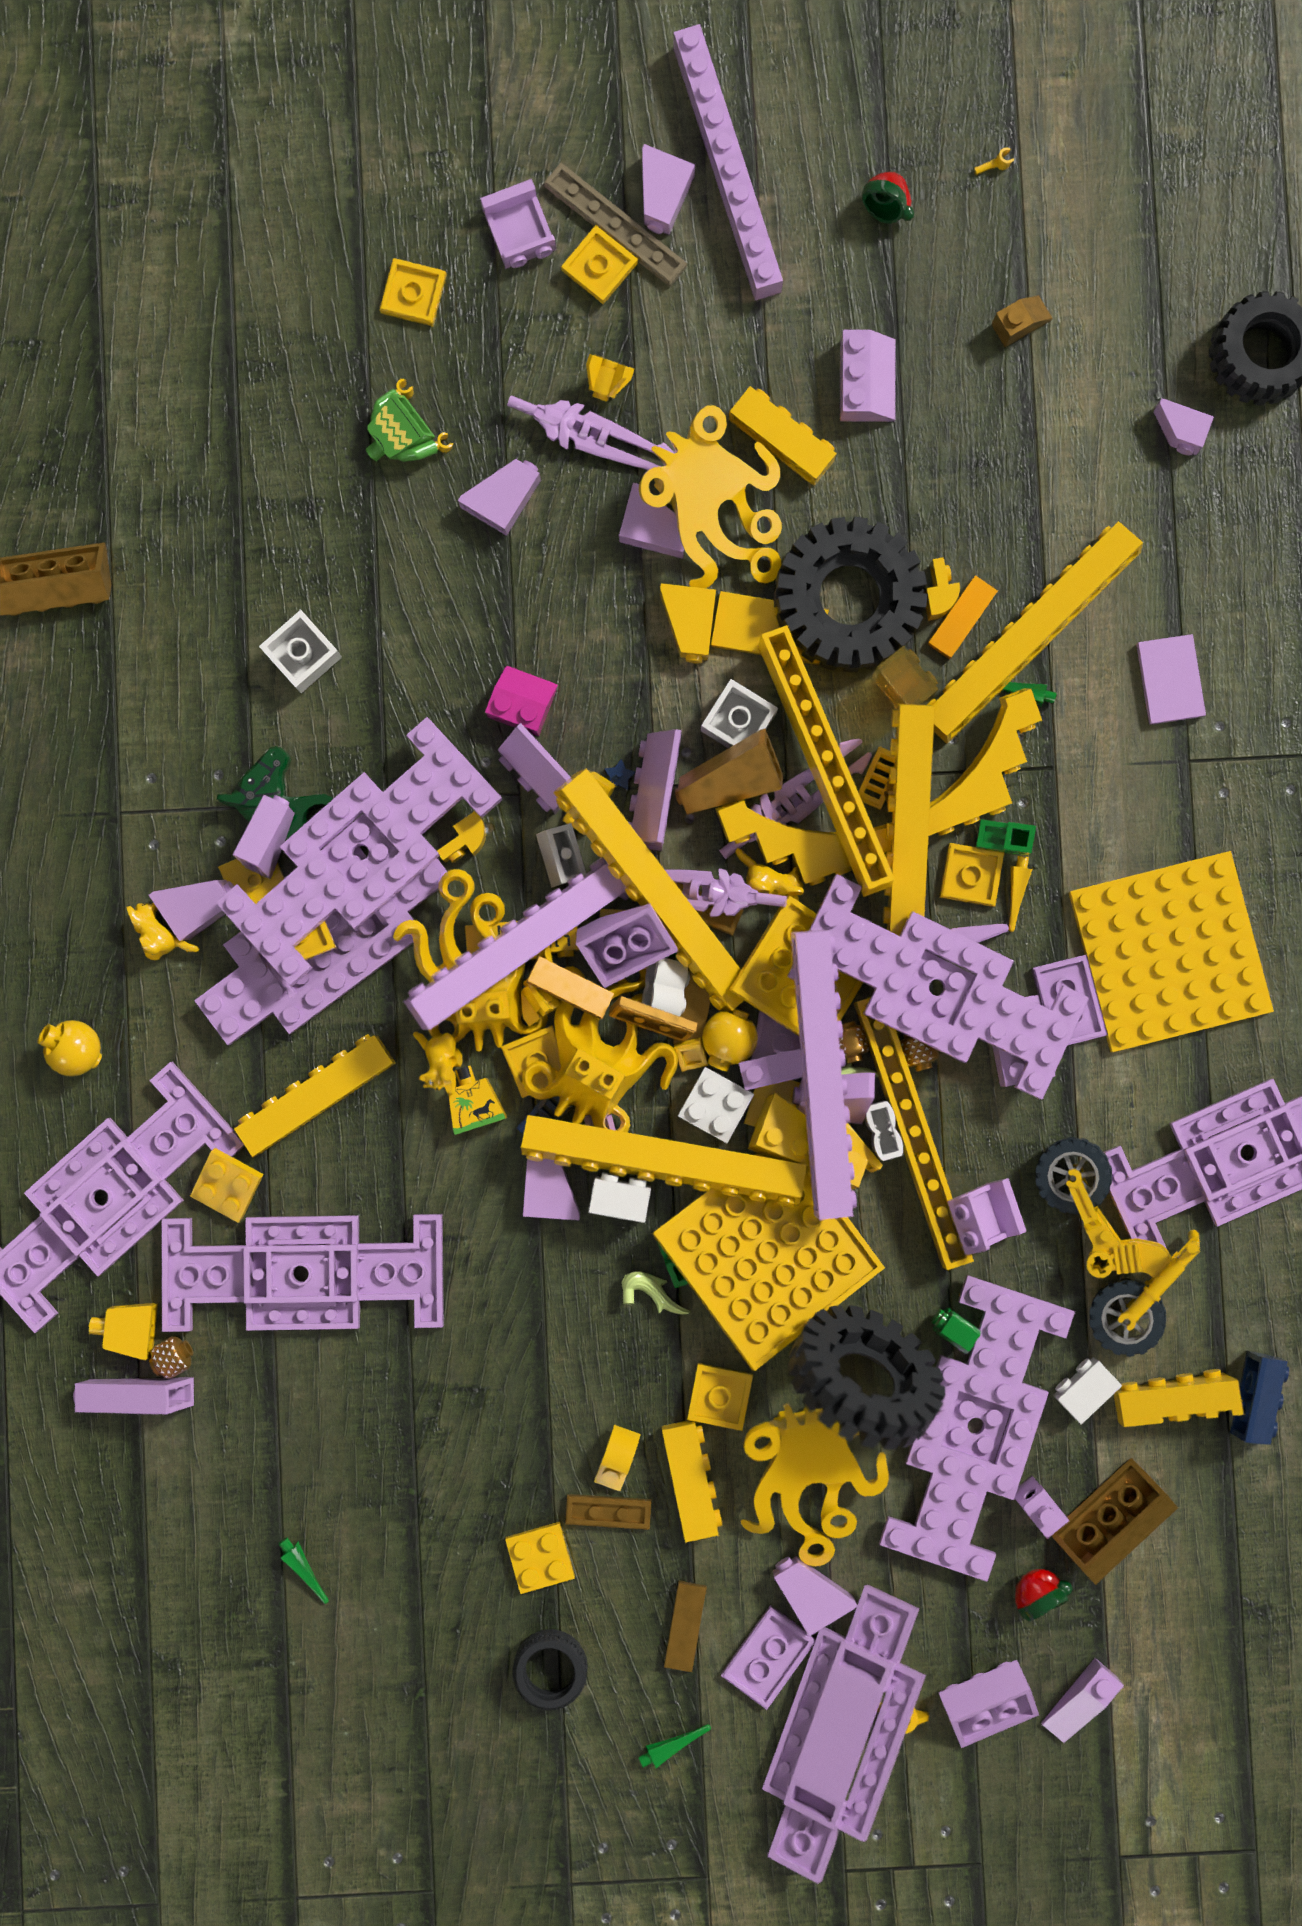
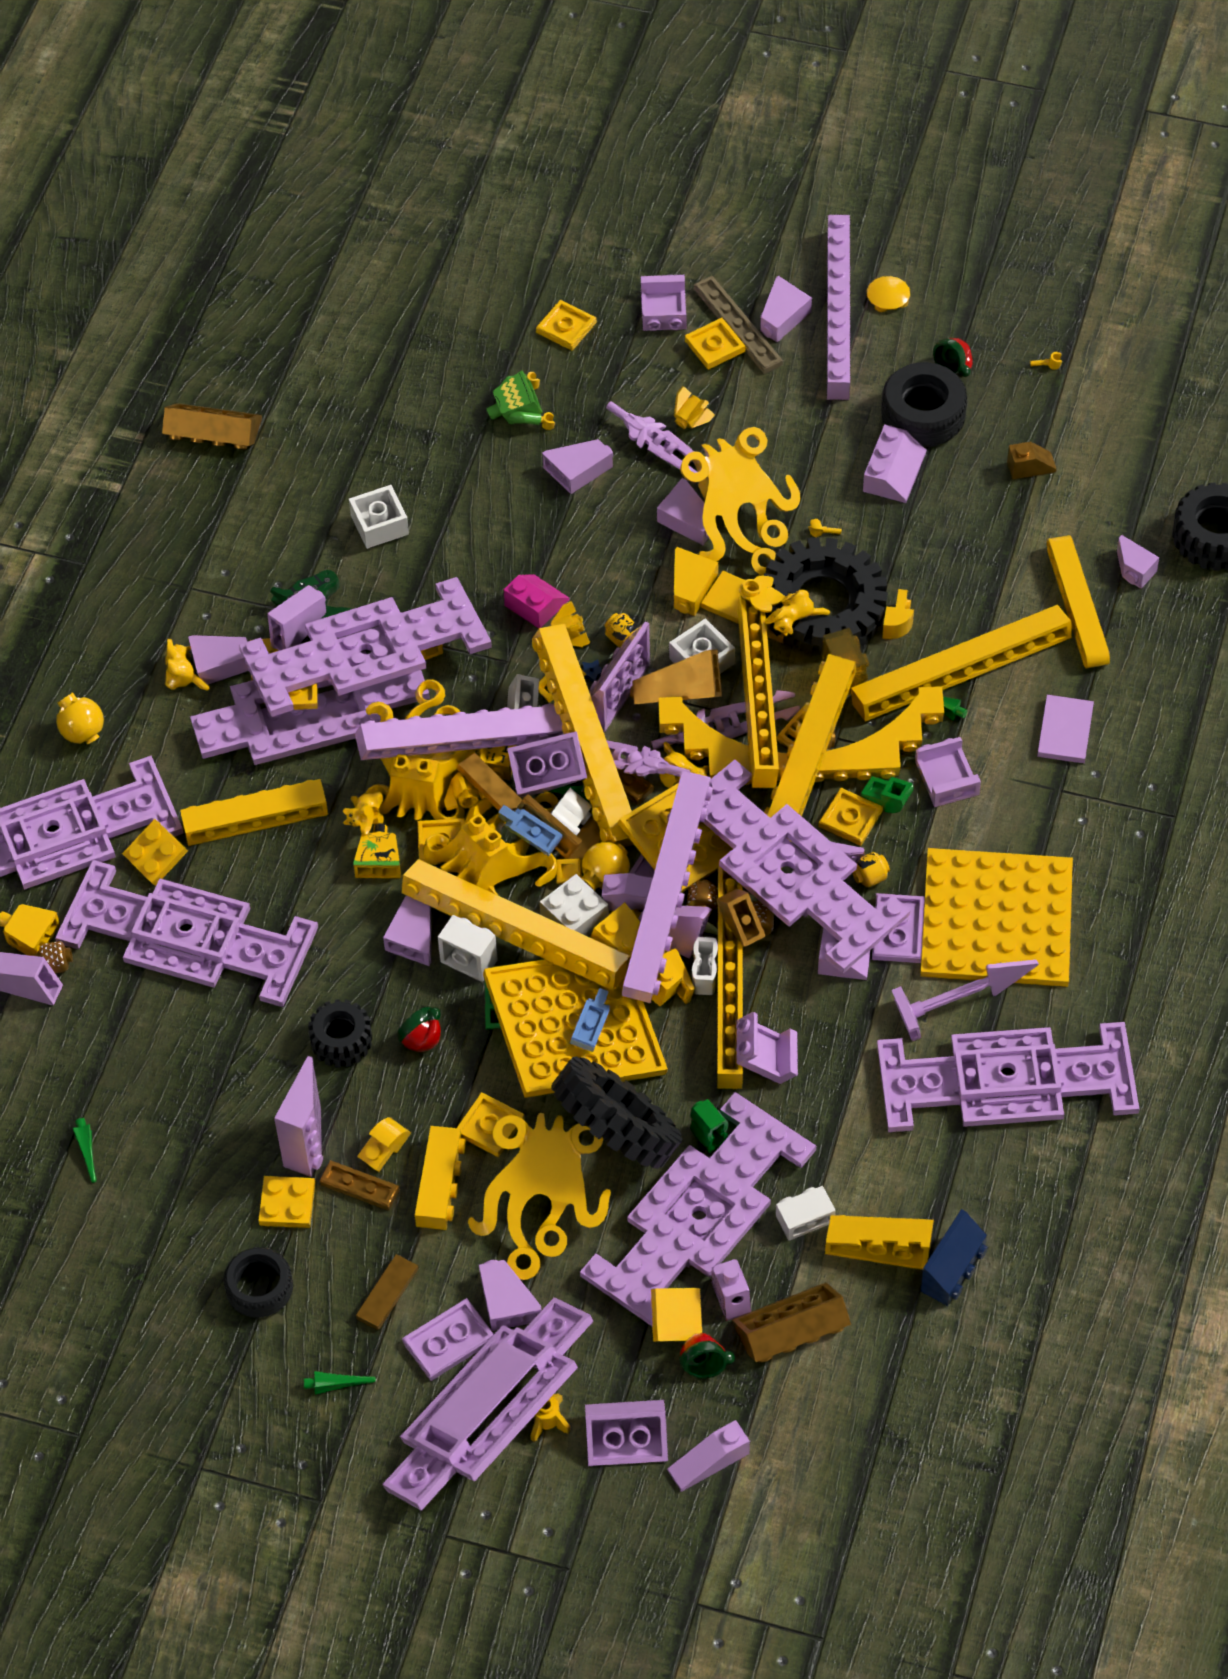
camera: 20 degrees right, 30 degrees down
(471, 835) = (455, 673): yellow brick -> none
(513, 1369) = (345, 1049): none -> black tyre
(534, 765) = (519, 628): lavender slope -> none
(534, 1494) = (300, 1123): none -> lavender slope
(575, 731) = (573, 624): none -> yellow brick
(605, 1314) = (421, 1030): none -> piece
(635, 714) = (619, 628): none -> yellow head
(638, 1034) = (530, 829): none -> medium blue hinge
(653, 1287) = (460, 1021): yellowish green piece -> none
(777, 120) = (888, 293): none -> yellow dish
(782, 435) = (814, 485): yellow brick -> none
(791, 631) = (760, 593): none -> yellow plate
(791, 1253) = (591, 1022): none -> medium blue hinge
(806, 495) = (817, 529): none -> yellow hand
(833, 644) = (795, 607): none -> yellow animal
(886, 246) = (930, 382): none -> black tyre
(909, 1072) = (741, 916): none -> pearl gold slope
(962, 617) = (910, 641): light orange tile -> none
(998, 1564) = (675, 1313): none -> yellow tile
(1019, 878) = (888, 830): yellow piece -> none
(1020, 943) = (871, 869): none -> yellow head
(1059, 784) = (946, 772): none -> lavender panel
(1119, 1109) = (999, 978): none -> lavender piece
(1121, 1255) = (870, 1151): piece -> none
(1134, 501) = (1078, 601): none -> yellow beam

